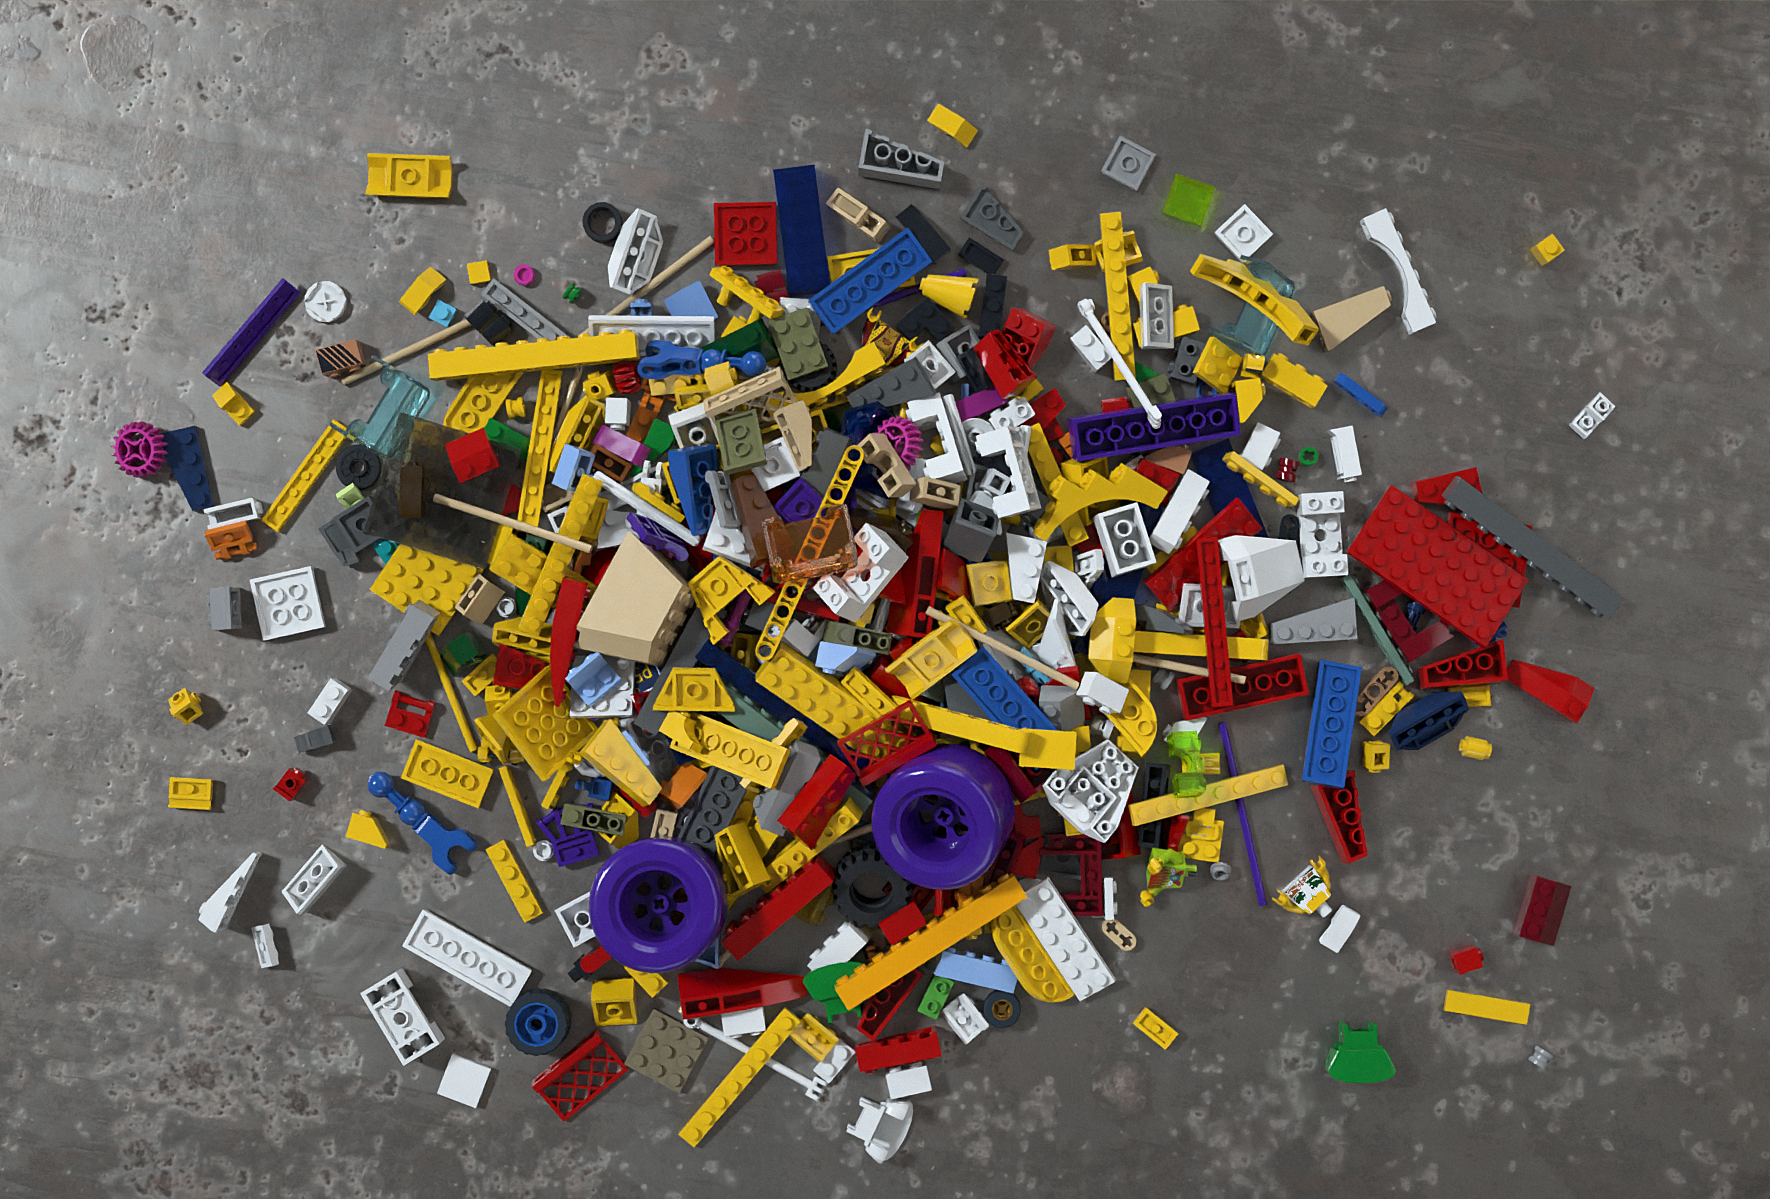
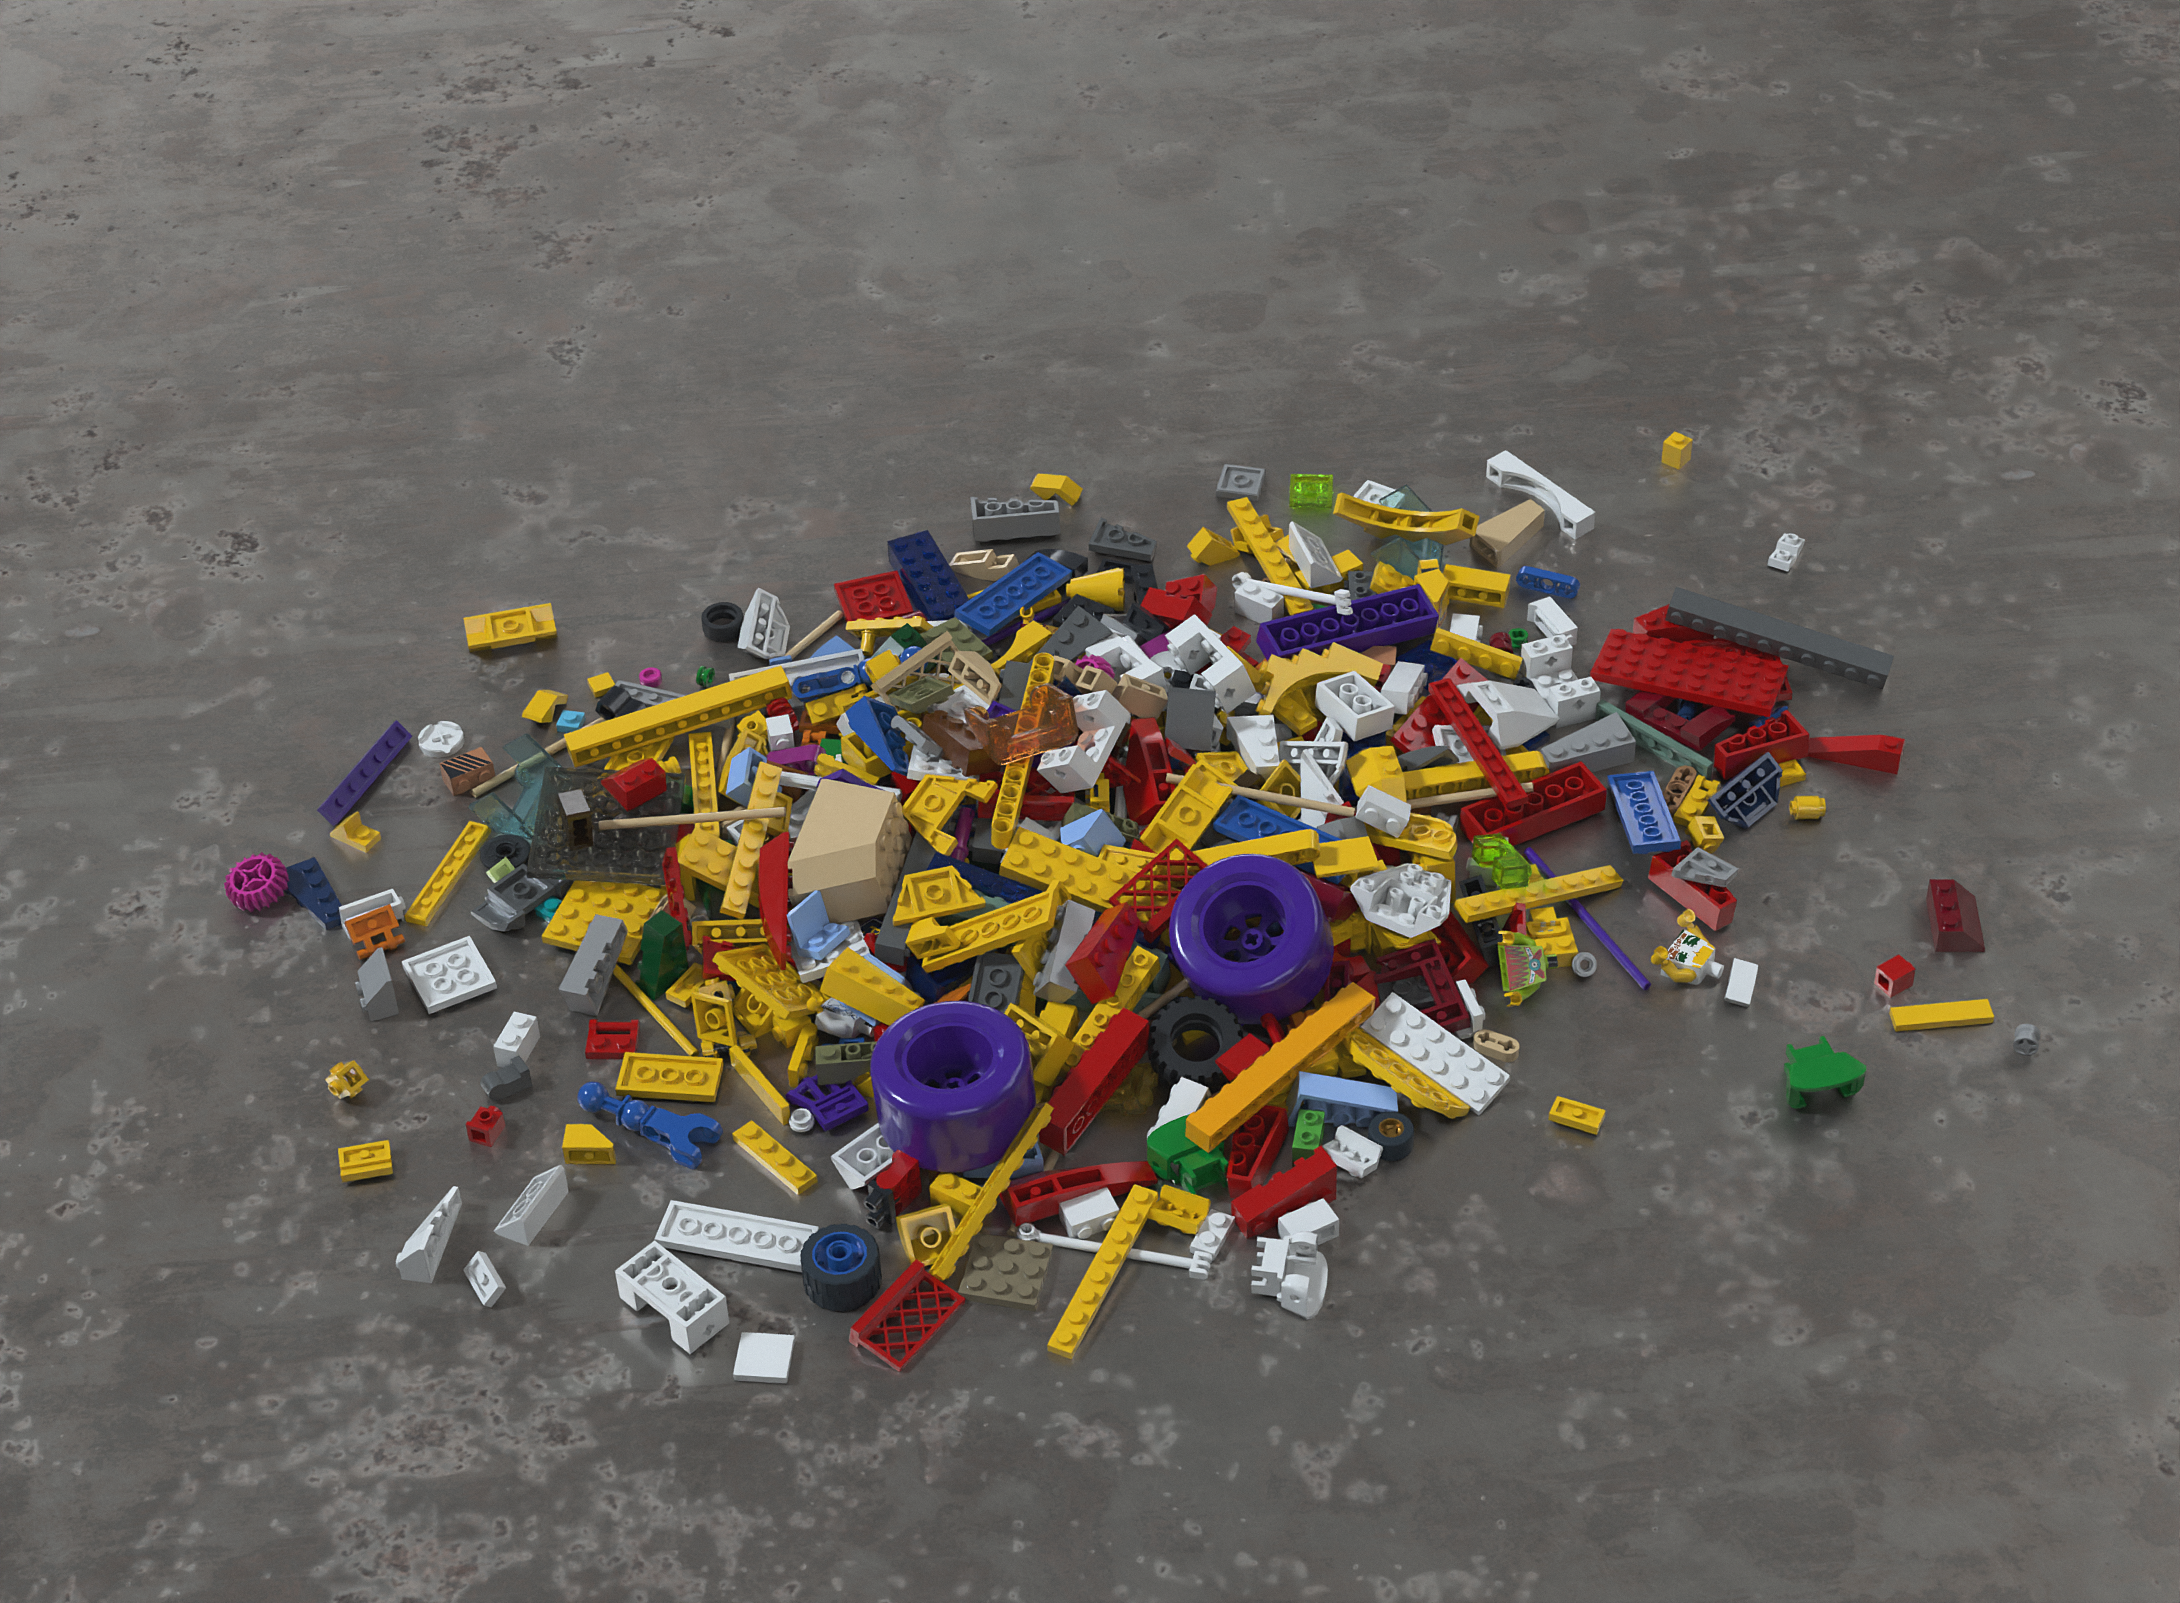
camera: 10 degrees left, 45 degrees down
(484, 596) = (676, 891): none -> red wing
(668, 996) = (986, 1199): none -> yellow plate
(1353, 819) = (1705, 868): none -> light grey wing

